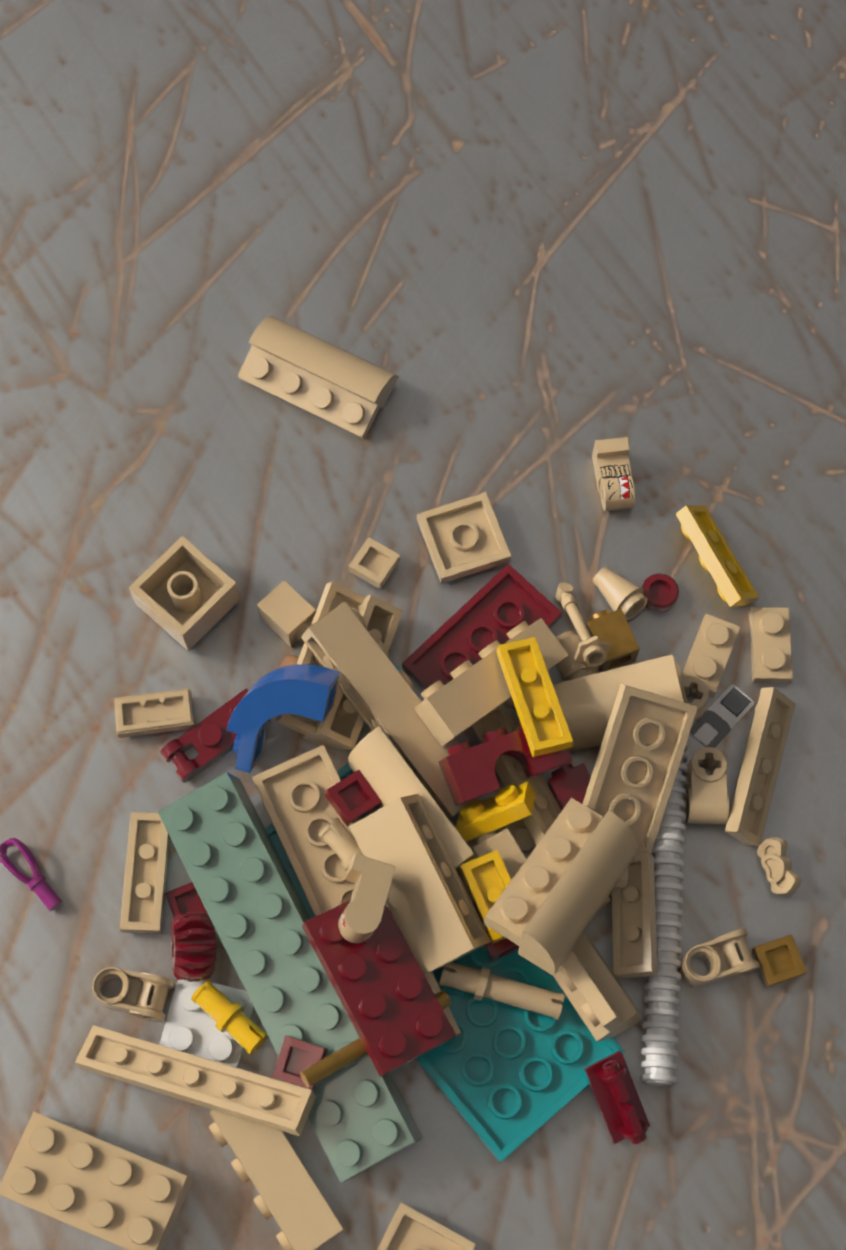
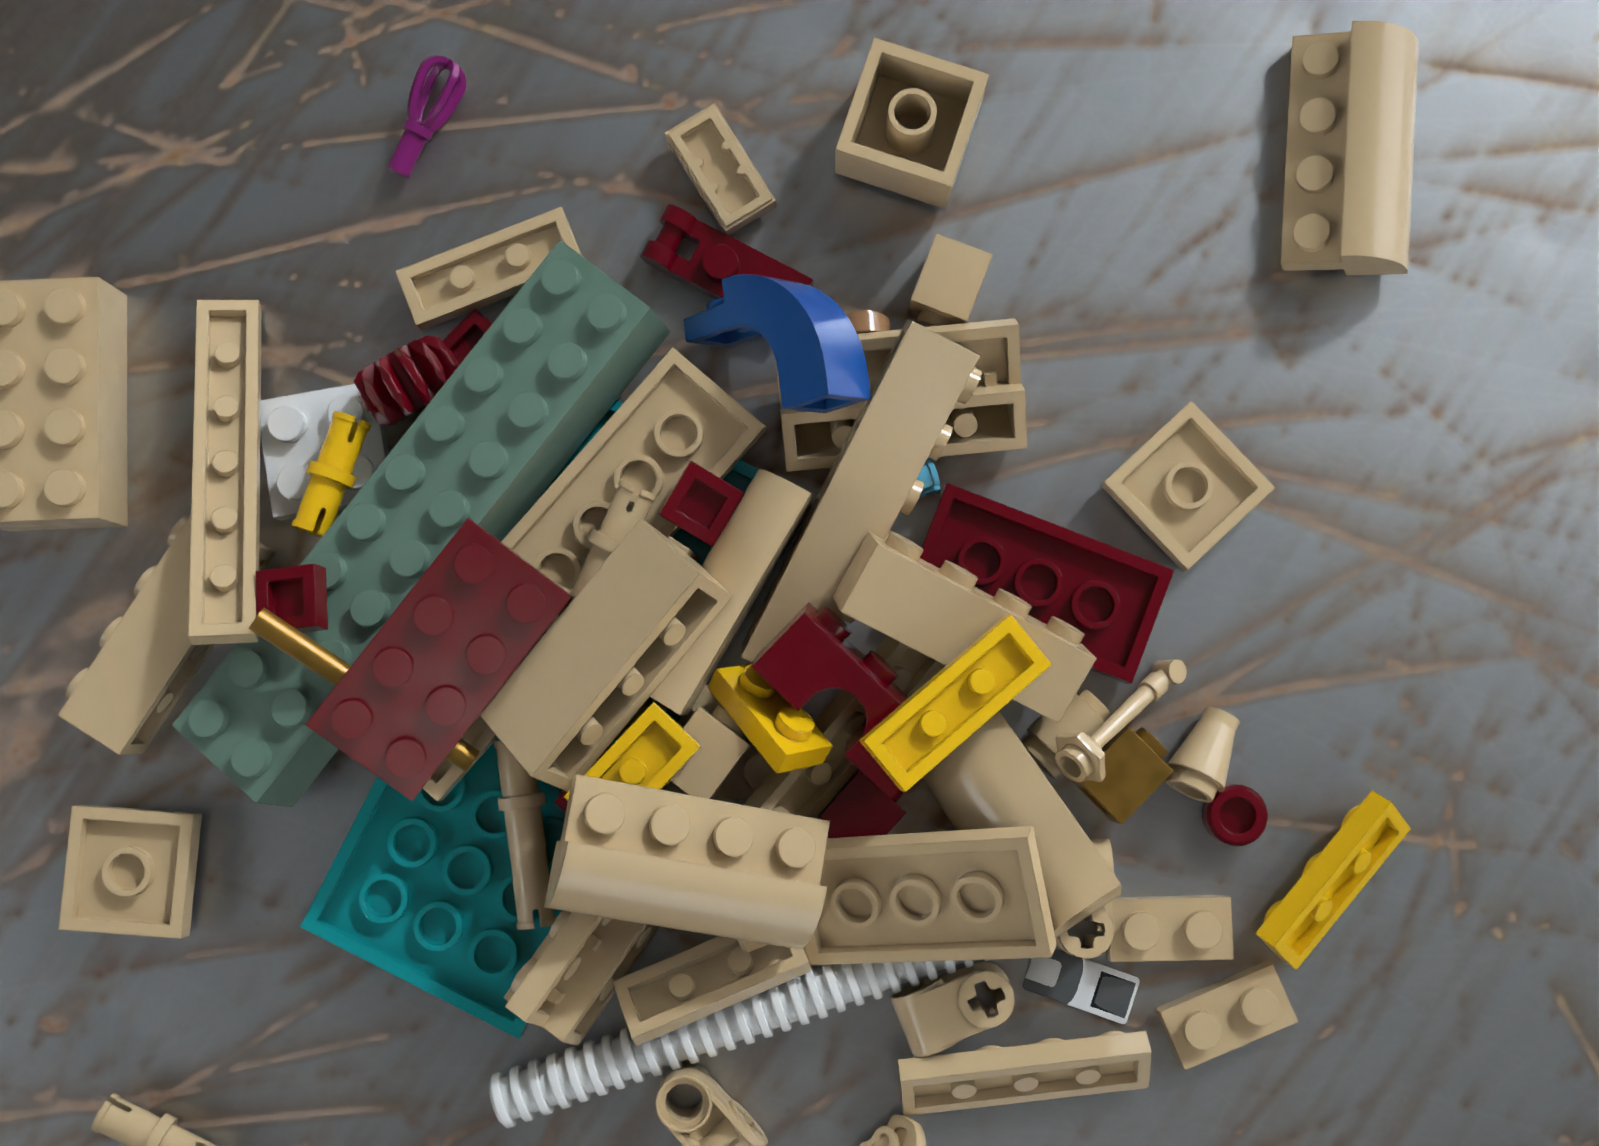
camera: 70 degrees right, 15 degrees up
(136, 992) = (320, 343): tan piece -> none
(368, 899) = (509, 597): tan leg -> none
(374, 563) = (1086, 373): tan plate -> none
(613, 473) = (1397, 668): tan leg -> none
(618, 1099) = (448, 1056): dark red hinge -> none

